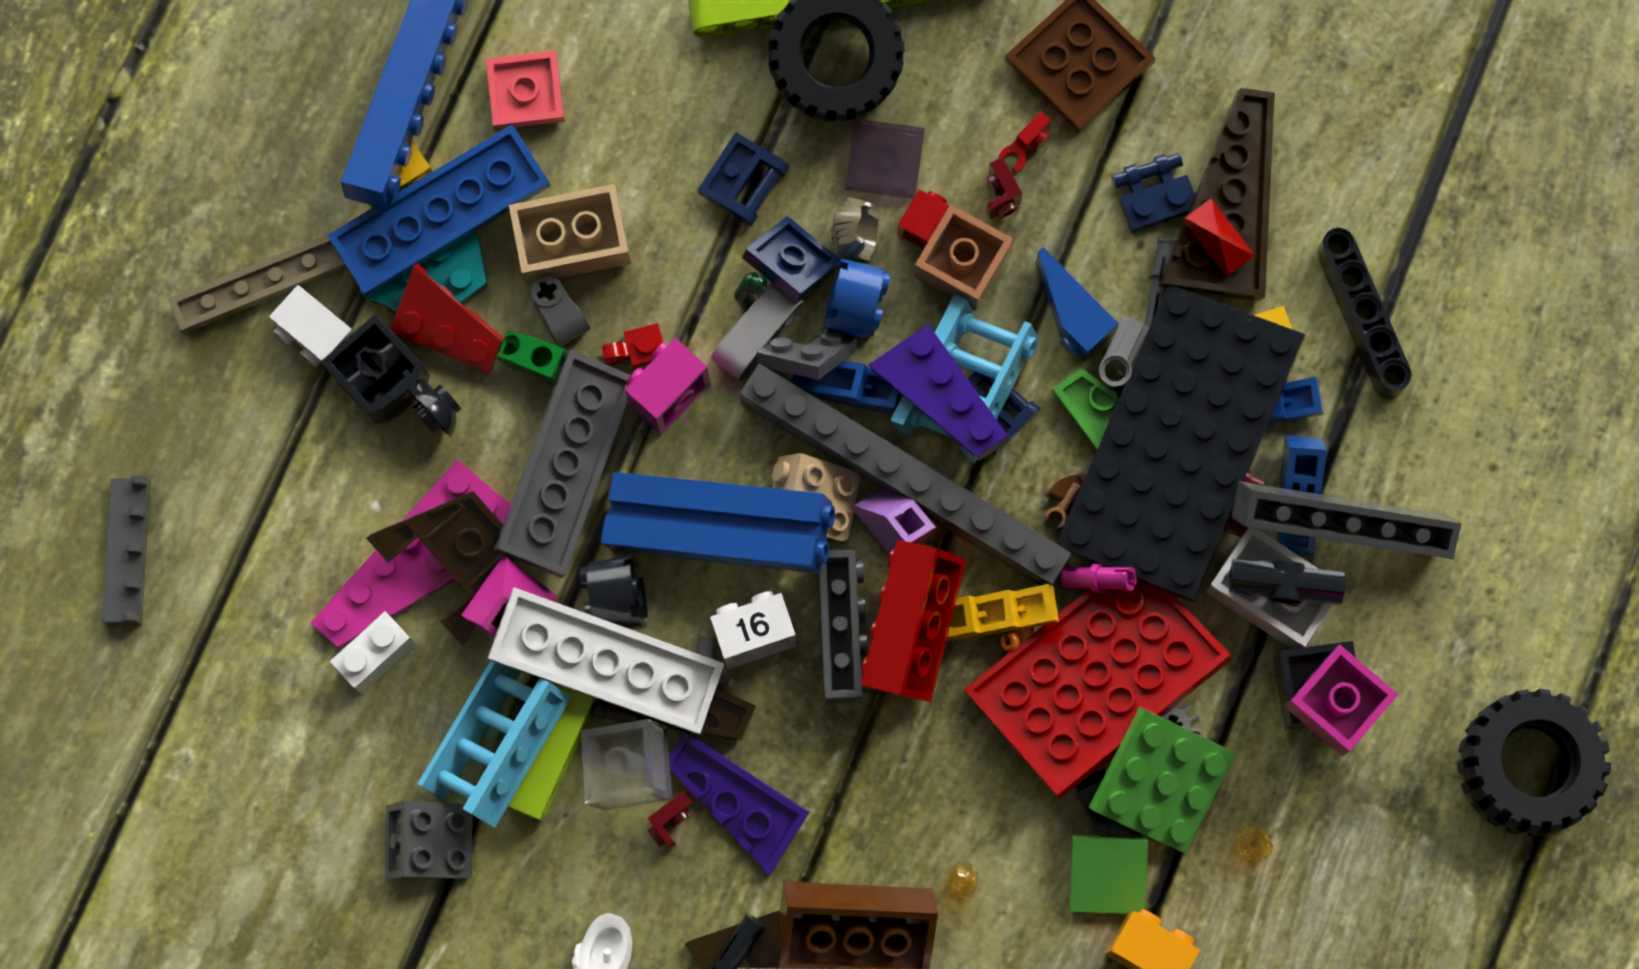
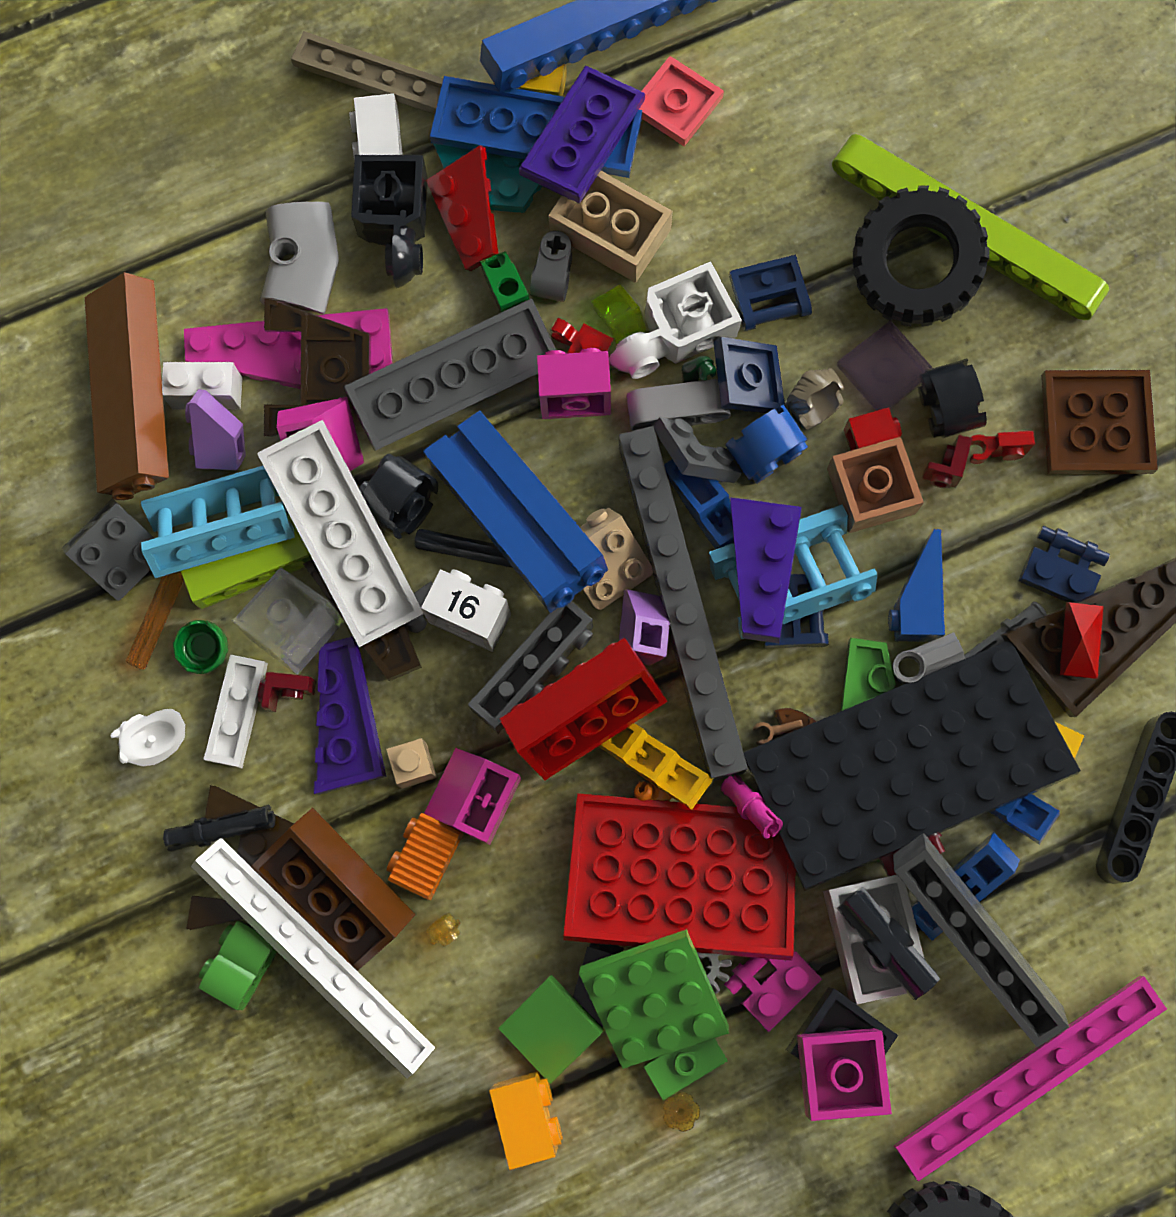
camera: 45 degrees right, 0 degrees up
(126, 551) = (117, 174): dark grey hinge -> none
(317, 708) = (126, 387): none -> dark orange brick
(338, 457) = (310, 235): none -> light grey panel
(427, 678) = (216, 434): none -> medium lavender slope
(486, 185) = (582, 134): none -> dark purple tile
(516, 866) = (154, 620): none -> clear orange axle
(574, 849) = (200, 647): none -> green hair
(644, 299) = (619, 313): none -> clear neon green bracket
(649, 872) = (235, 711): none -> white plate
(697, 590) = (459, 547): none -> black axle
(699, 262) = (682, 321): none -> white brick
(821, 783) = (411, 763): none -> tan brick
(889, 763) = (473, 795): none -> dark pink slope
(896, 840) = (424, 855): none -> orange brick
(960, 139) = (953, 399): none -> black brick
(1226, 810) = (683, 1067): none -> bright green plate
(1242, 694) = (778, 992): none -> dark pink plate
(1468, 586) = (1029, 1078): none -> dark pink plate

